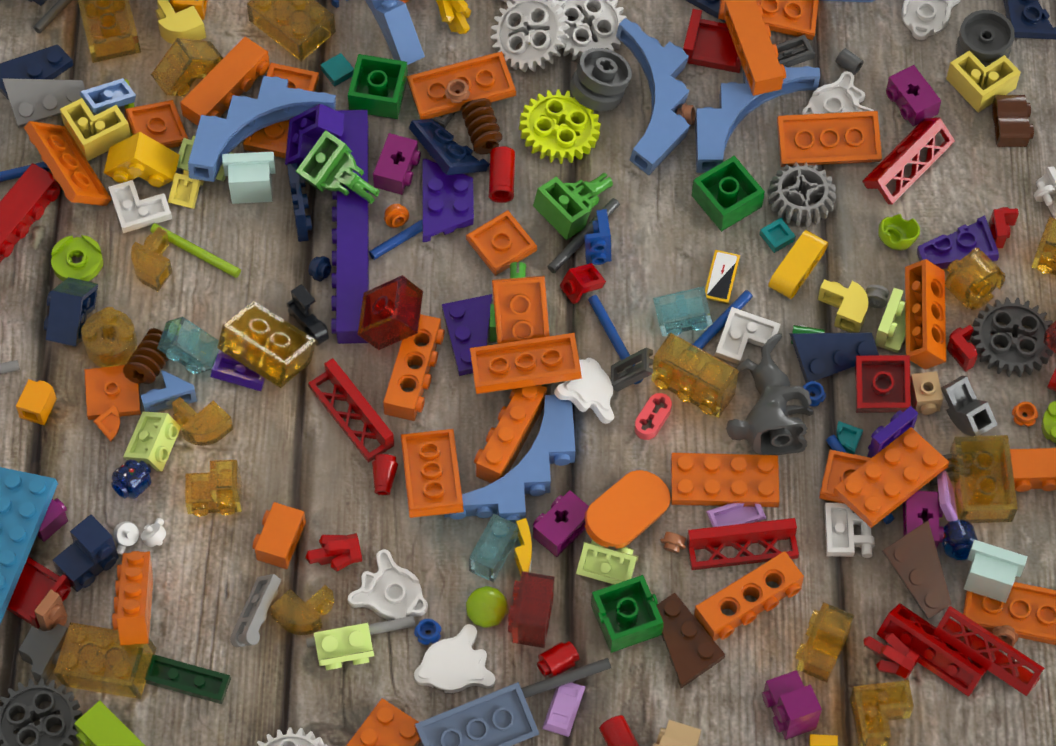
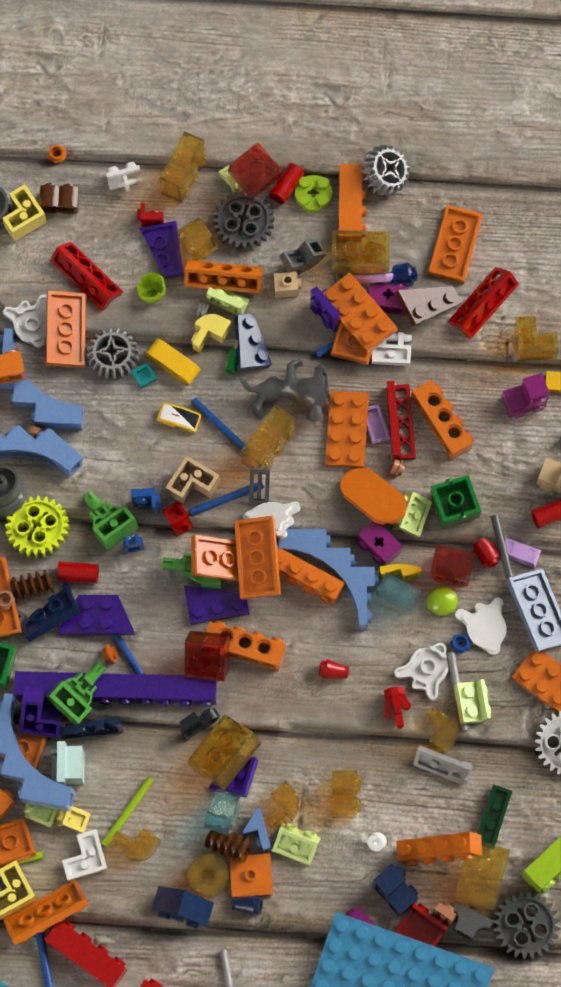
camera: 85 degrees left, 10 degrees up
(36, 401) = (259, 933): light orange brick -> none
(67, 248) = (119, 905): lime plate -> none
(73, 389) = (247, 904): none -> dark blue cone
(109, 422) = (279, 876): orange tile -> none
(125, 535) = (375, 862): white piece -> none
(131, 479) = (331, 857): clear blue head -> none
(141, 158) = (48, 851): yellow brick -> none
(279, 535) = (381, 747): orange brick -> none
(320, 268) = (153, 713): dark blue plate -> none
(360, 406) = (275, 686): red fence -> none
(396, 163) = (50, 652): magenta brick -> none
(431, 473) = (337, 633): orange tile -> none
(501, 242) = (138, 576): orange plate -> none
(542, 230) = (133, 544): none -> blue plate
(573, 246) = (140, 521): dark grey piece -> none
(635, 288) = (192, 476): none -> tan brick
(657, 419) = (290, 479): coral beam -> none
(683, 311) = (210, 445): clear light blue brick -> none
(688, 643) = (476, 462): reddish brown wing -> none
(727, 193) = (110, 405): green brick -> none
(743, 328) = (226, 406): white plate -> none
(818, 390) = (280, 358): blue plate -> none
(827, 637) = (480, 371): clear yellow brick -> none
(848, 436) = (316, 341): teal tile -> none
(882, 383) = (281, 311): red brick -> none
(898, 657) = (493, 326): red rock -> none
(913, 95) = (35, 257): magenta brick -> none
(961, 349) = (252, 256): red bracket -> none
(987, 655) = (491, 265): red fence -> none
(993, 570) = (433, 253): light aqua plate -> none
(1006, 634) = (478, 255): nougat plate -> none
(1027, 408) = (305, 216): orange plate -> none

